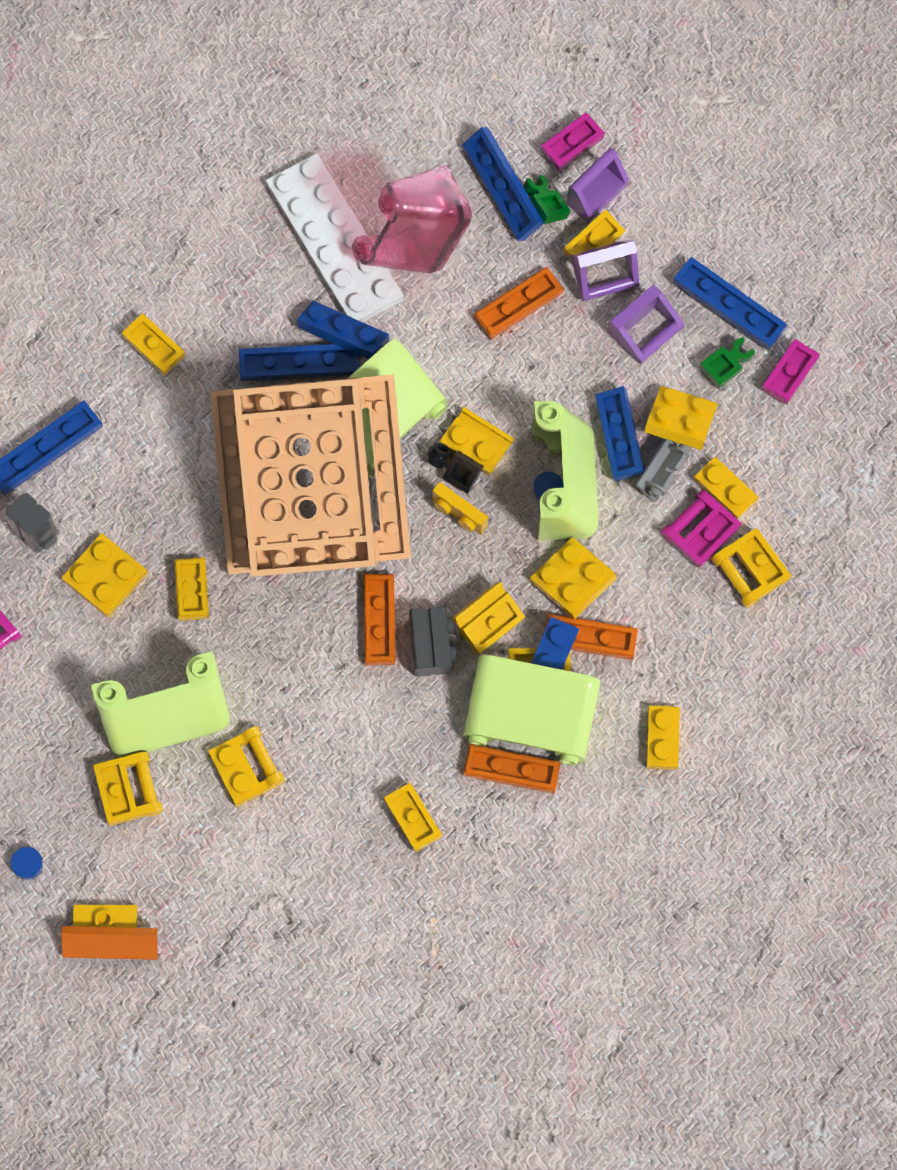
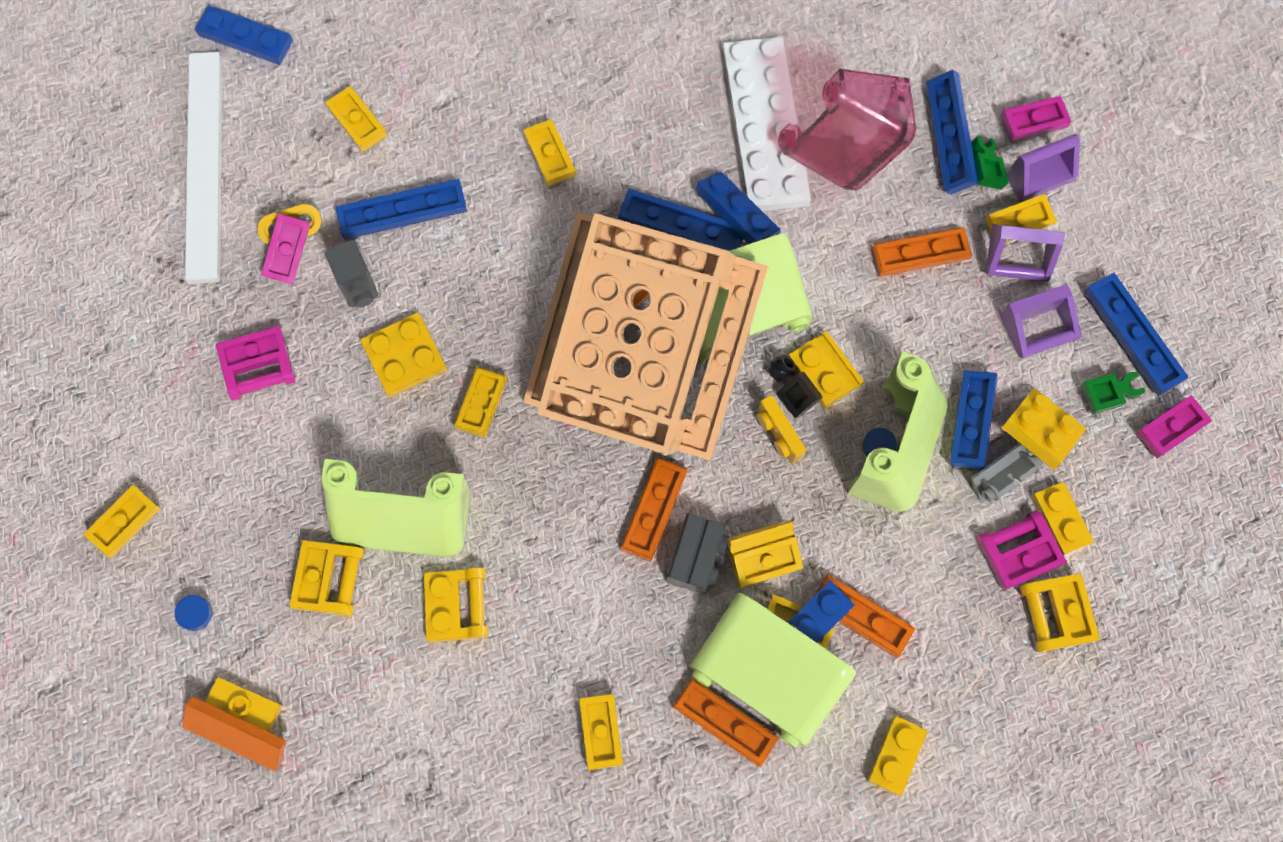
camera: 20 degrees right, 0 degrees up
(573, 578) = (869, 548): yellow plate -> none

